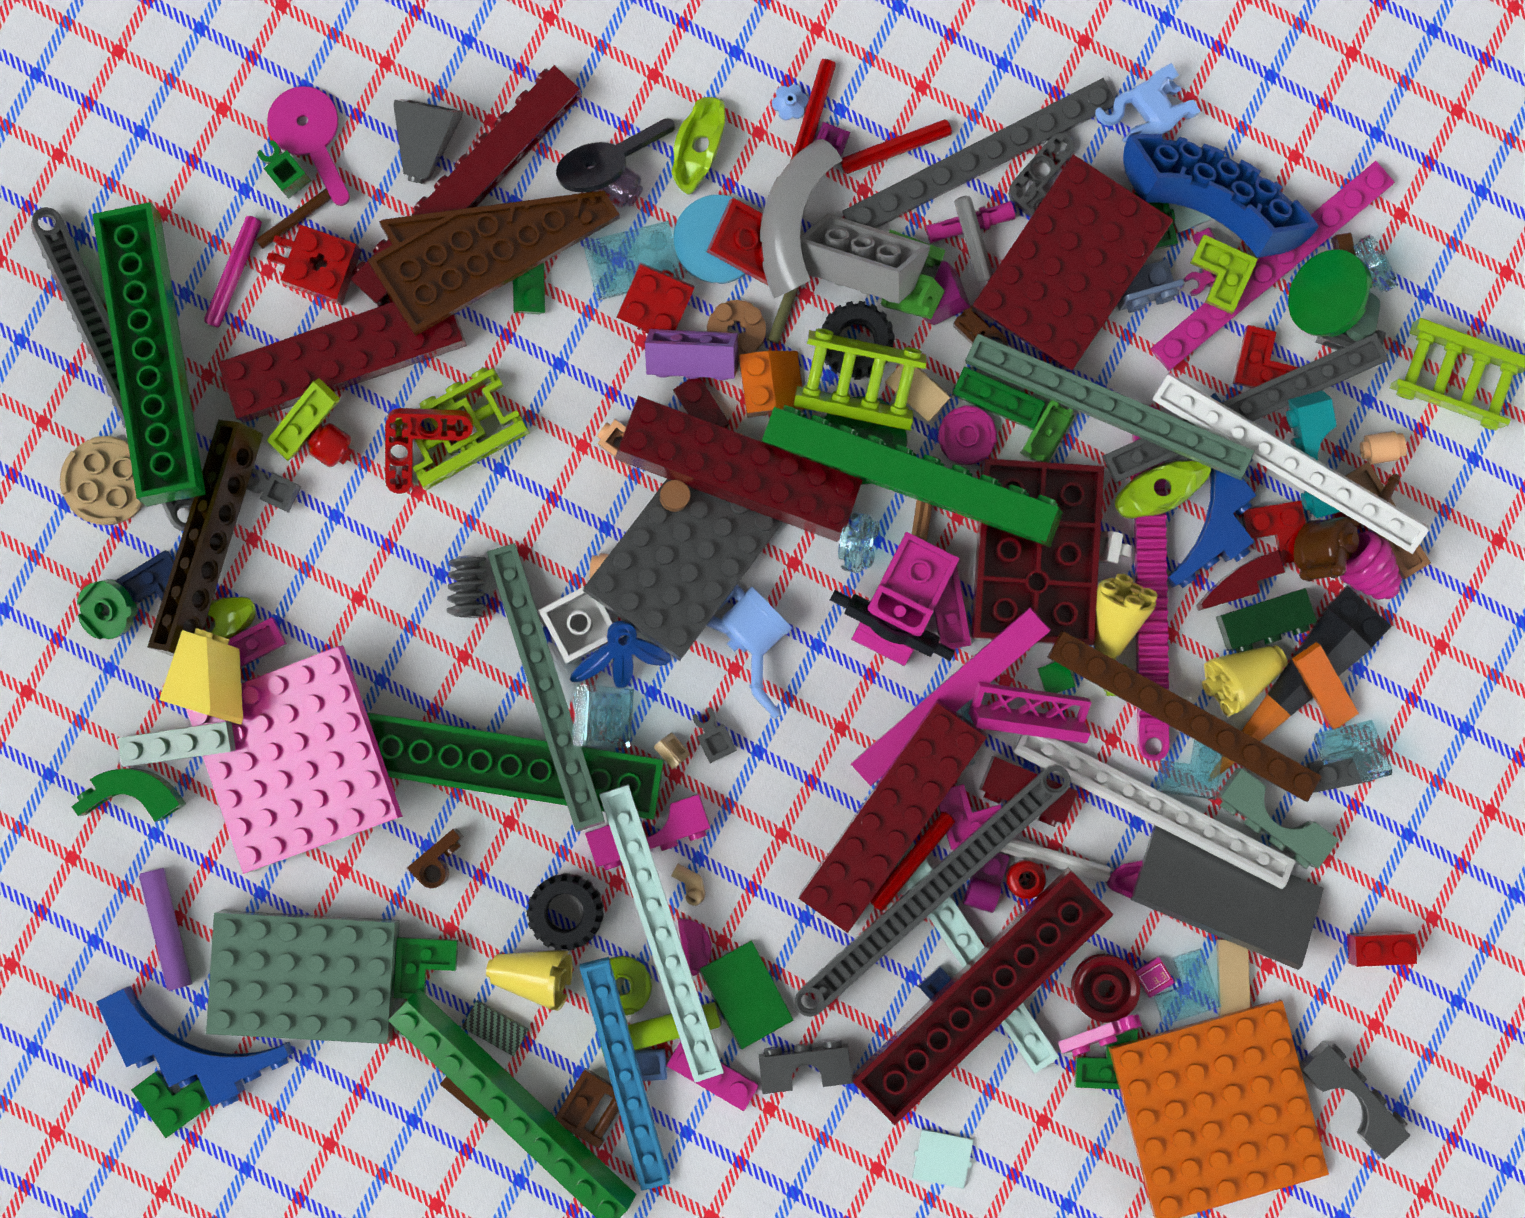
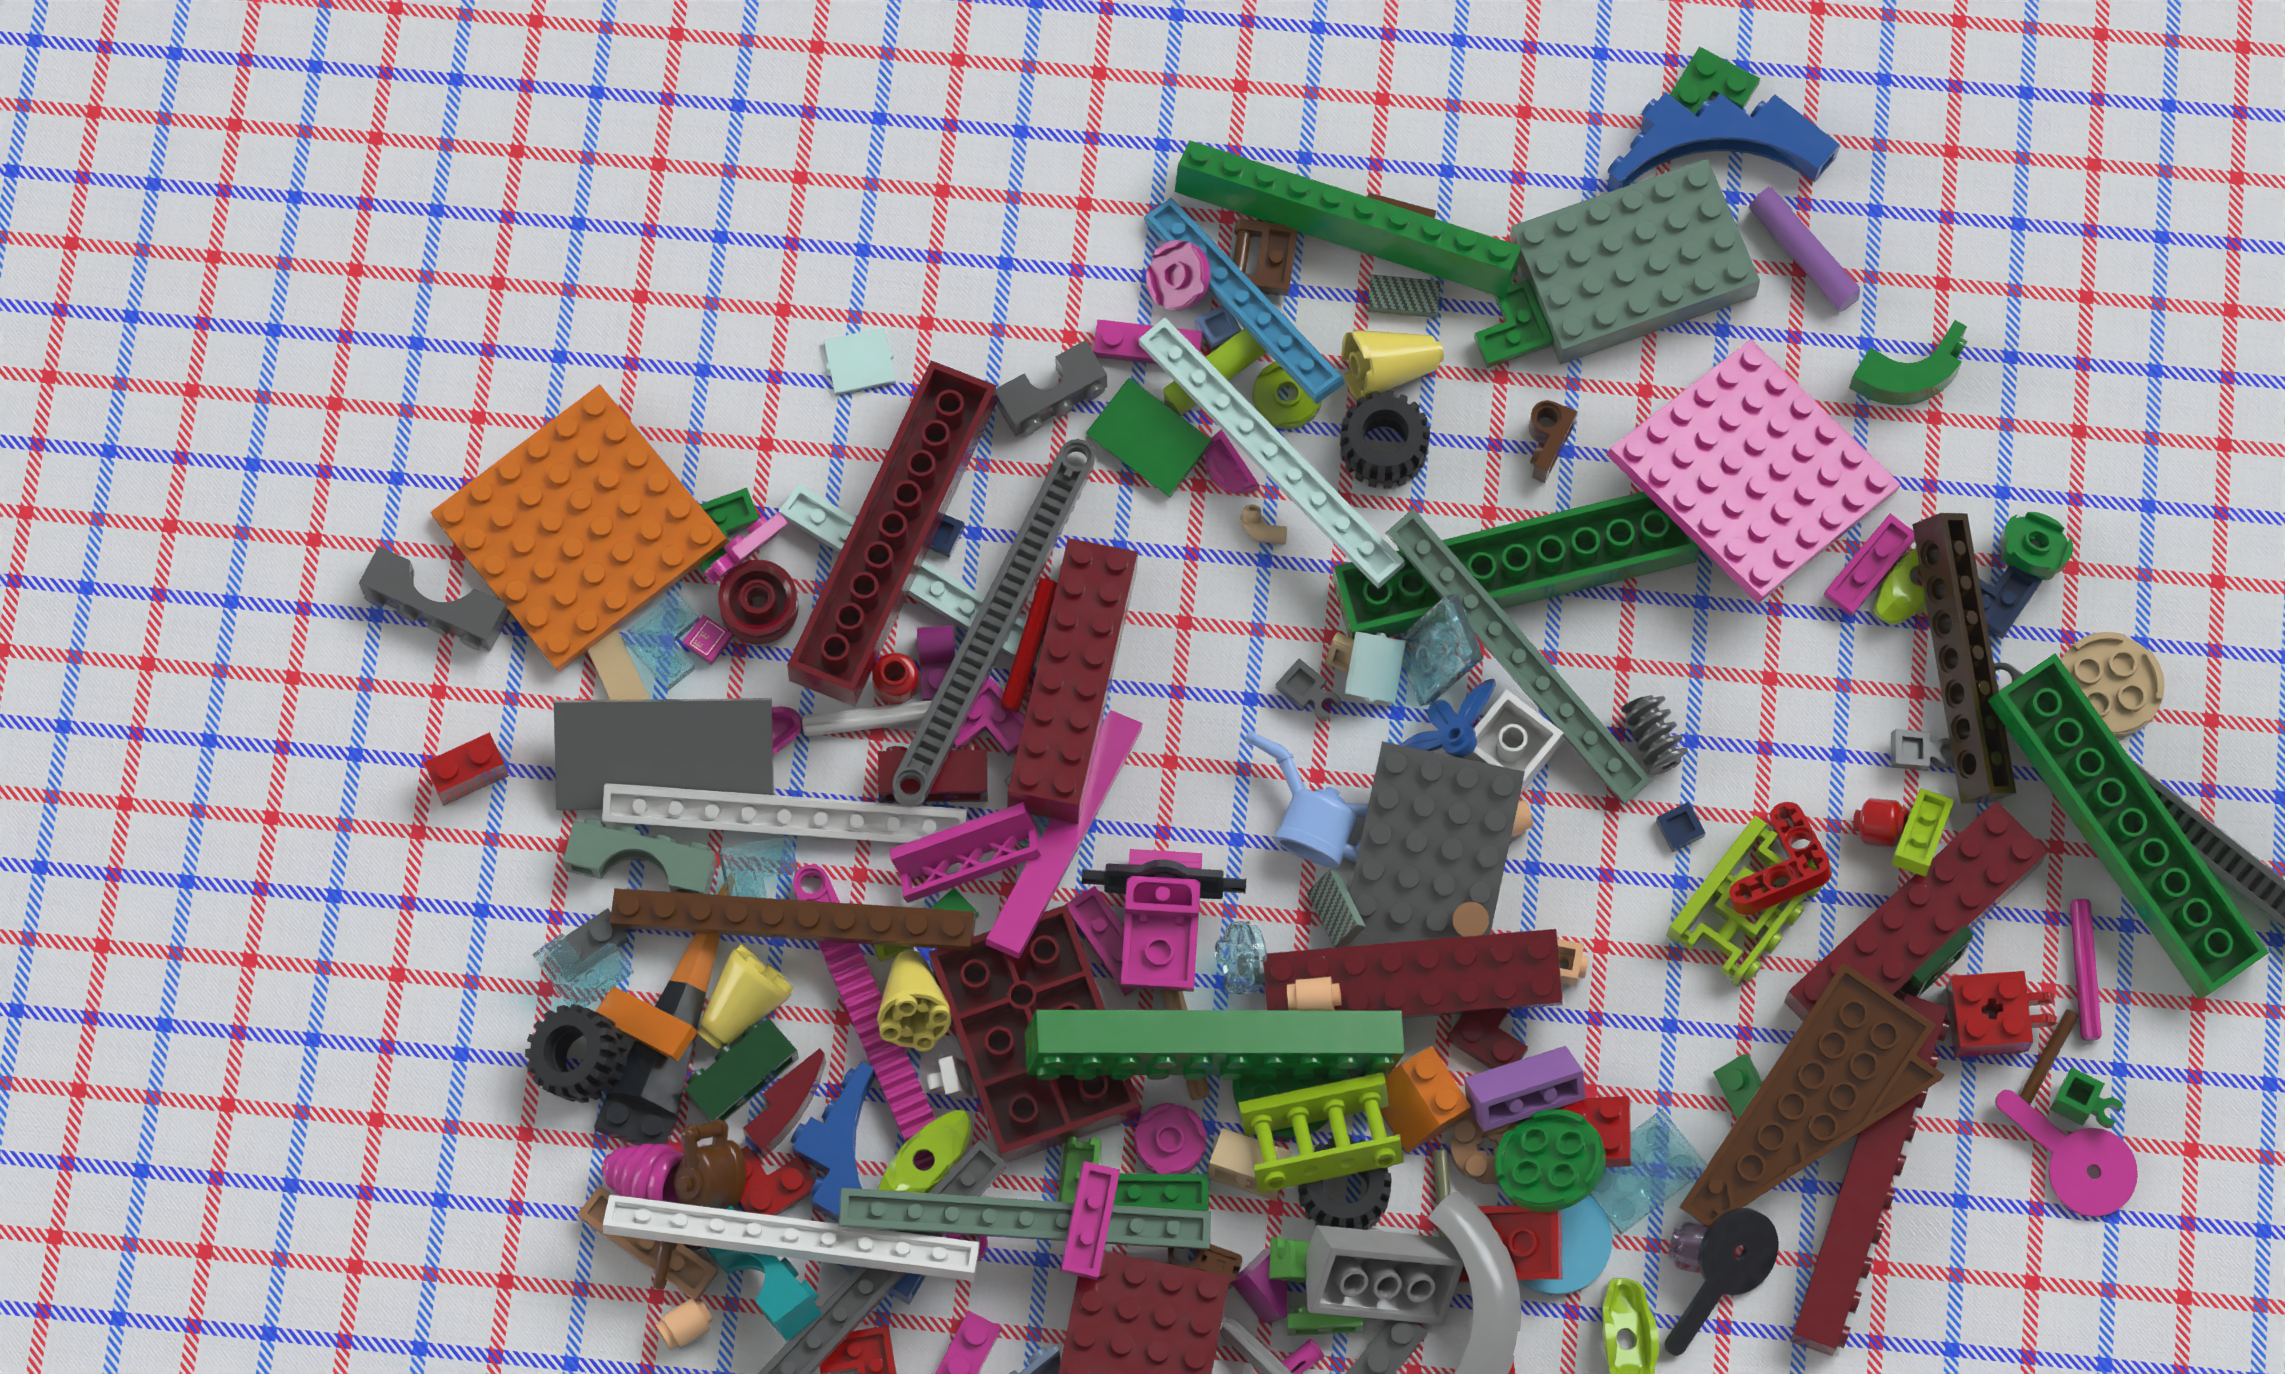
camera: 160 degrees right, 15 degrees down
(176, 744) = (1888, 438): plate -> none
(205, 676) = (1887, 506): light yellow slope -> none
(338, 311) = (1939, 962): none -> dark green tile
(423, 136) = (1949, 1211): dark grey slope -> none
(480, 509) = (1680, 826): none -> dark blue tile
(655, 729) = (1375, 667): none -> light aqua piece
(665, 1119) = (1178, 275): none -> dark pink tile
(685, 819) = (1298, 589): dark pink arch -> none
(699, 287) = (1550, 1161): none -> green tile
(770, 552) = (1336, 909): none -> sand green tile
(823, 478) = (1313, 995): none -> light nougat brick
(1063, 381) = (1090, 1220): none -> dark pink plate
(1367, 683) = (551, 1046): none -> black tyre

